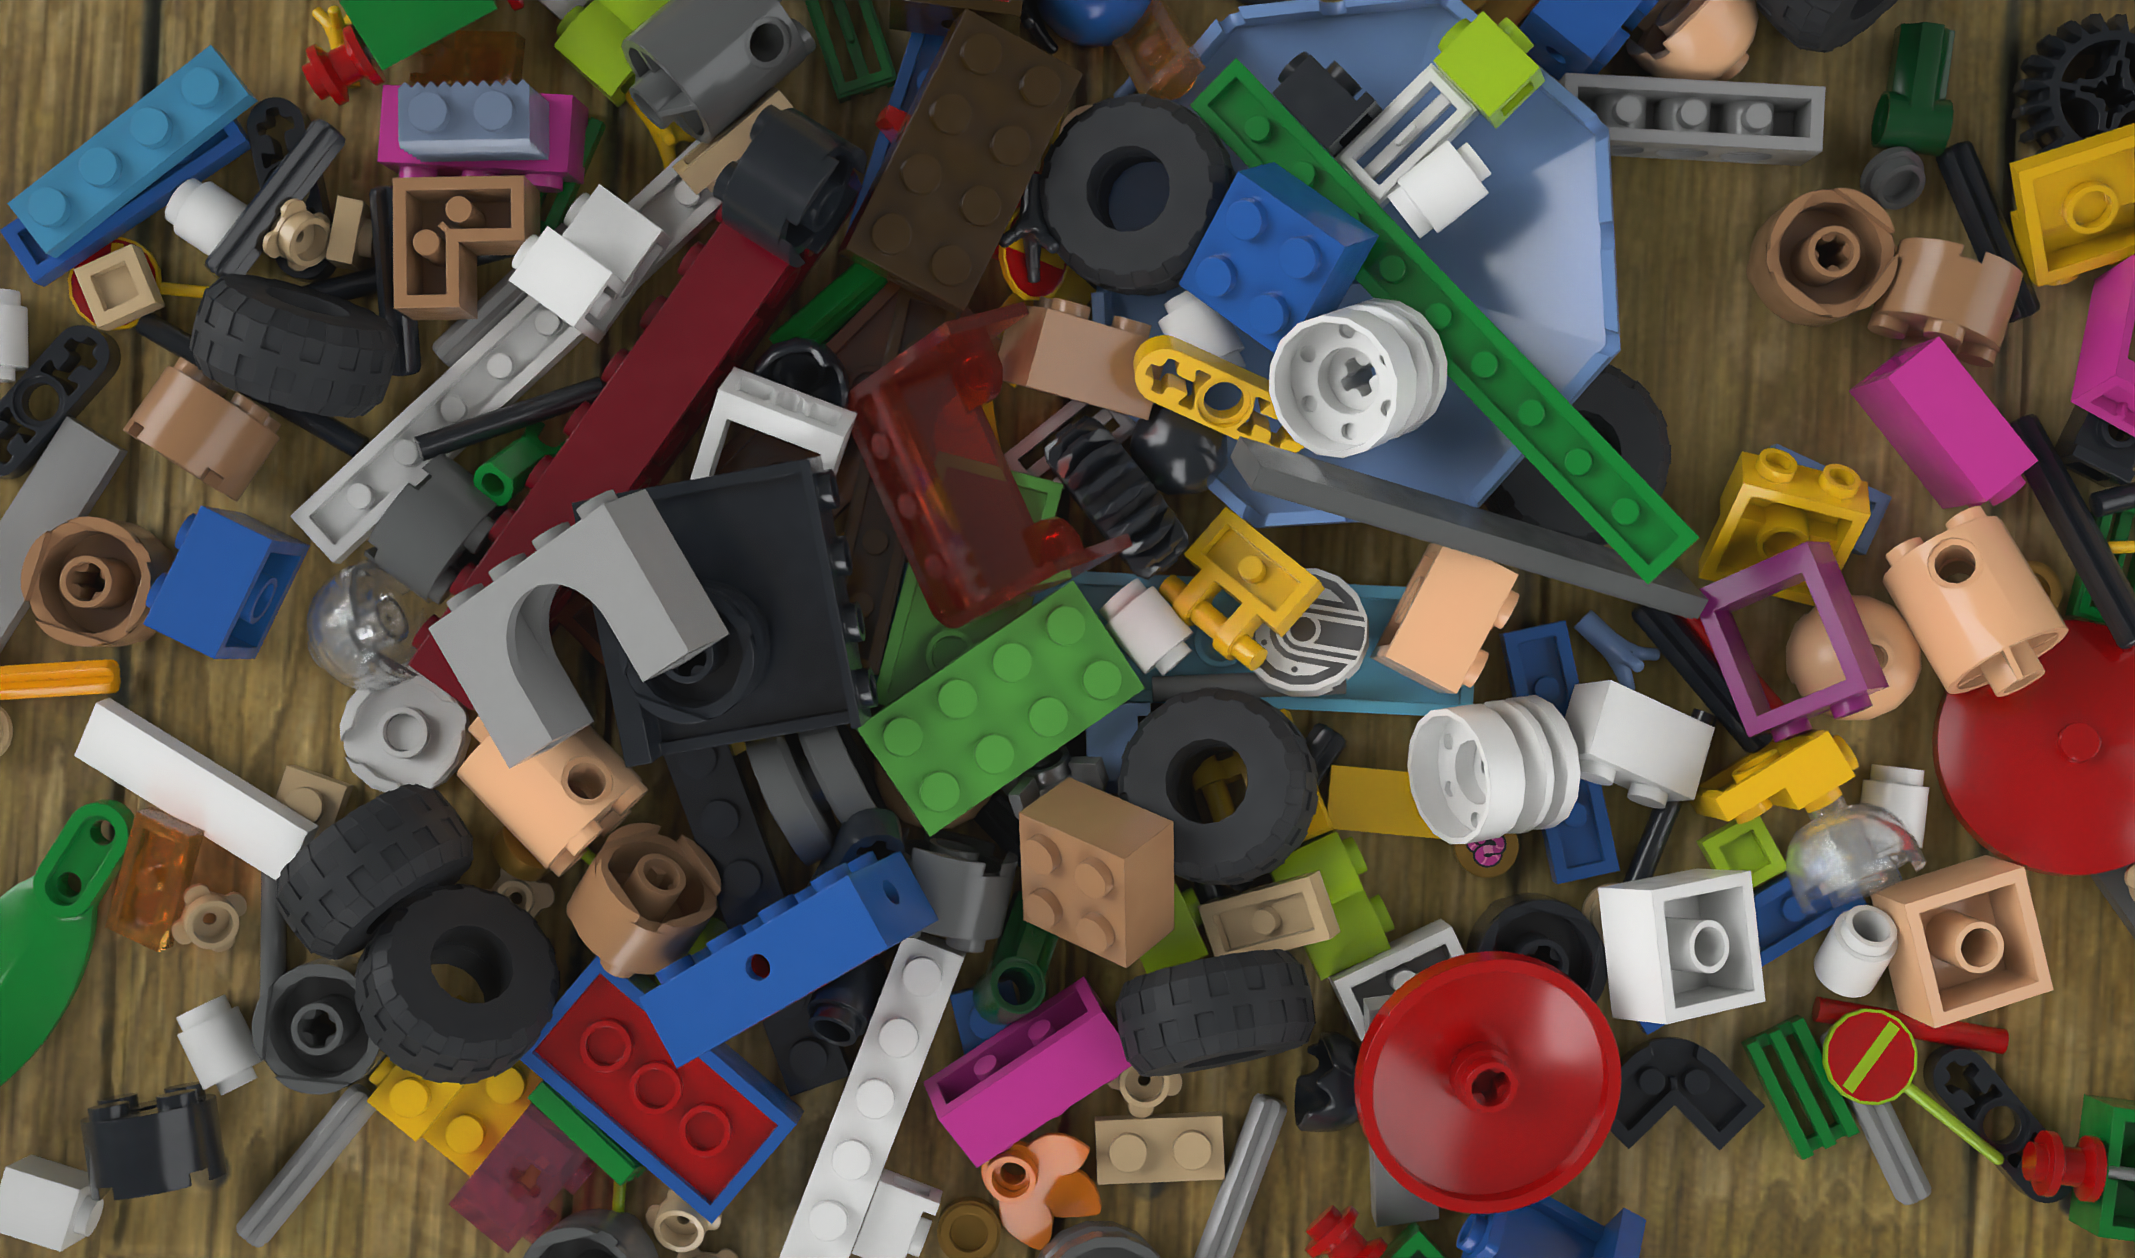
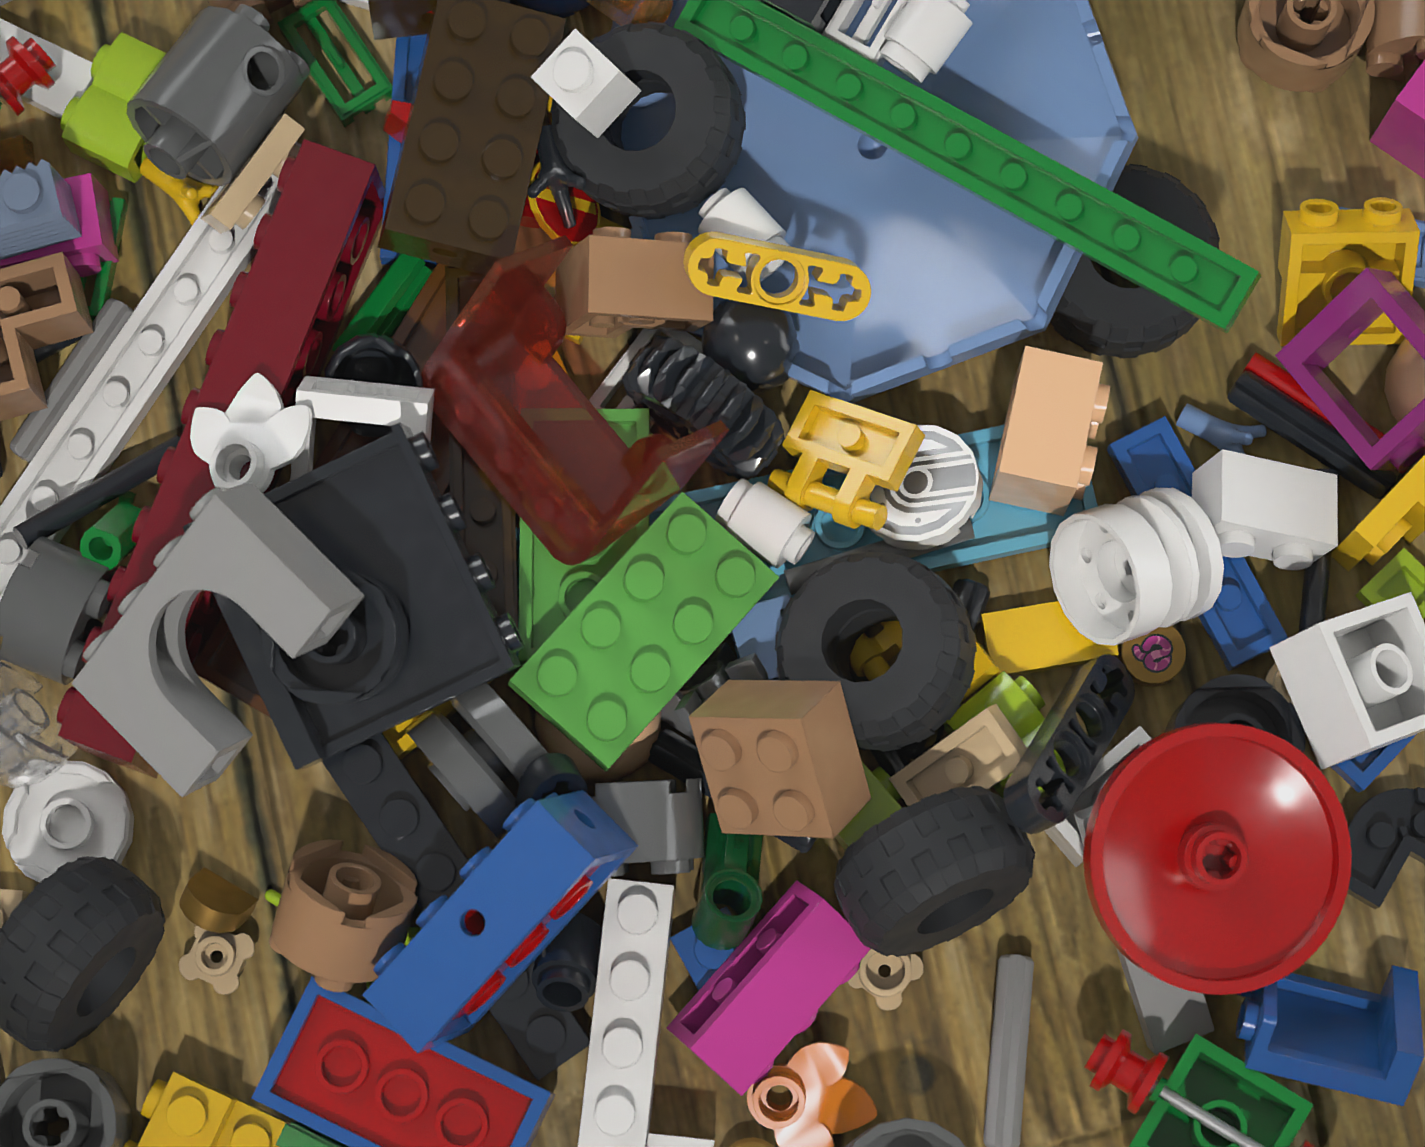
camera: 10 degrees left, 10 degrees down
(426, 1026) = (168, 1085): black tyre -> none
(557, 798) = (227, 833): light nougat cylinder -> none
(593, 265) = (144, 320): white brick -> none
(663, 414) = (250, 430): none -> white plate
(789, 184) = (317, 182): black brick -> none
(1084, 152) = (586, 83): none -> white brick
(1159, 1148) = (918, 1035): tan plate -> none
(1276, 254) = (793, 135): blue brick -> none
(1326, 382) = (897, 216): white wheel -> none
(1327, 1095) = (1074, 931): black hair -> none
(1387, 936) = (1079, 752): none -> black beam
(1459, 527) = (1041, 333): dark grey tile -> none

